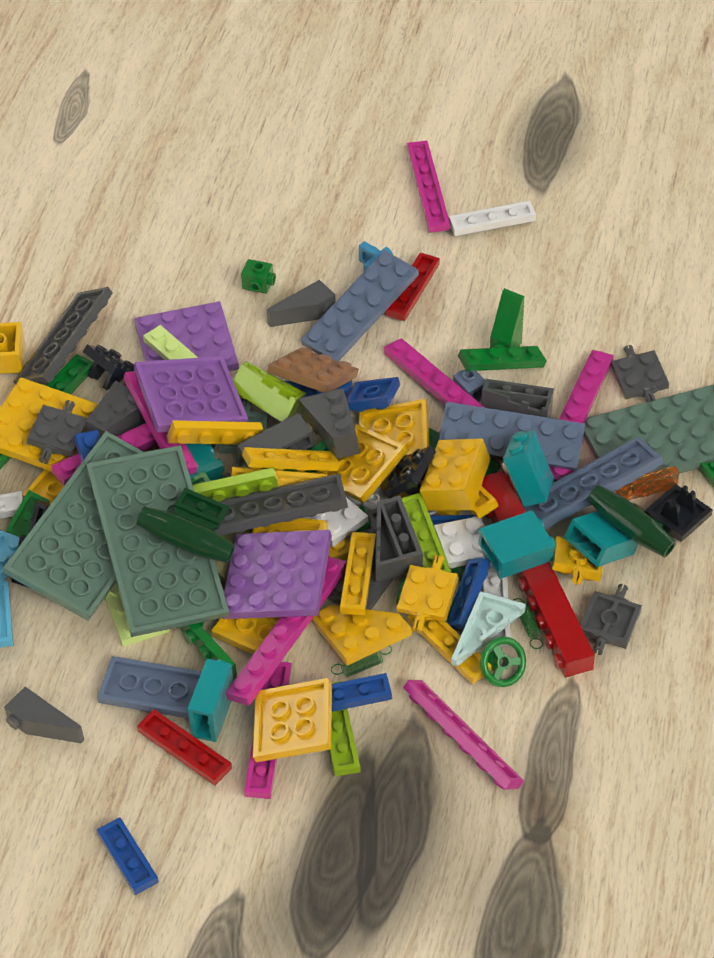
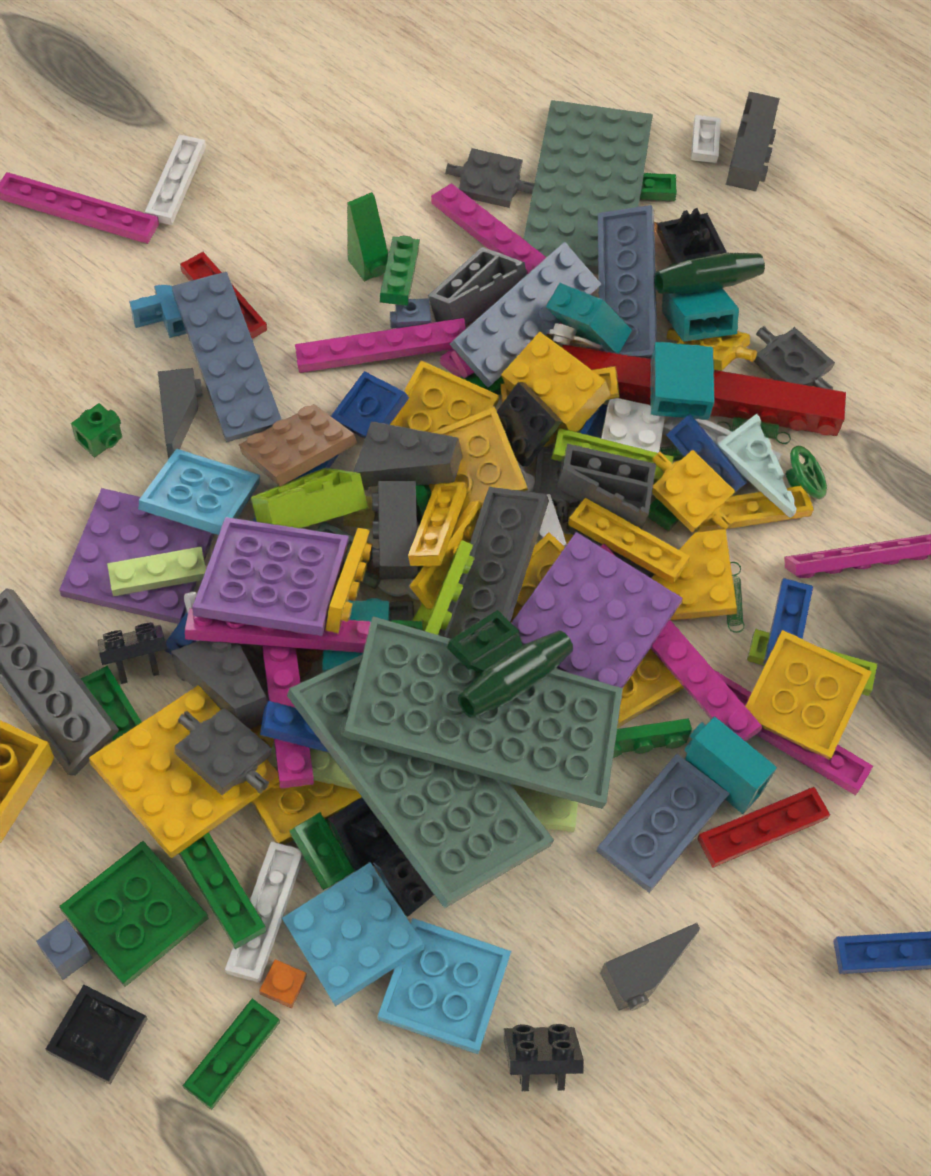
camera: 70 degrees left, 10 degrees up
(243, 340) = (199, 491): none -> medium azure plate

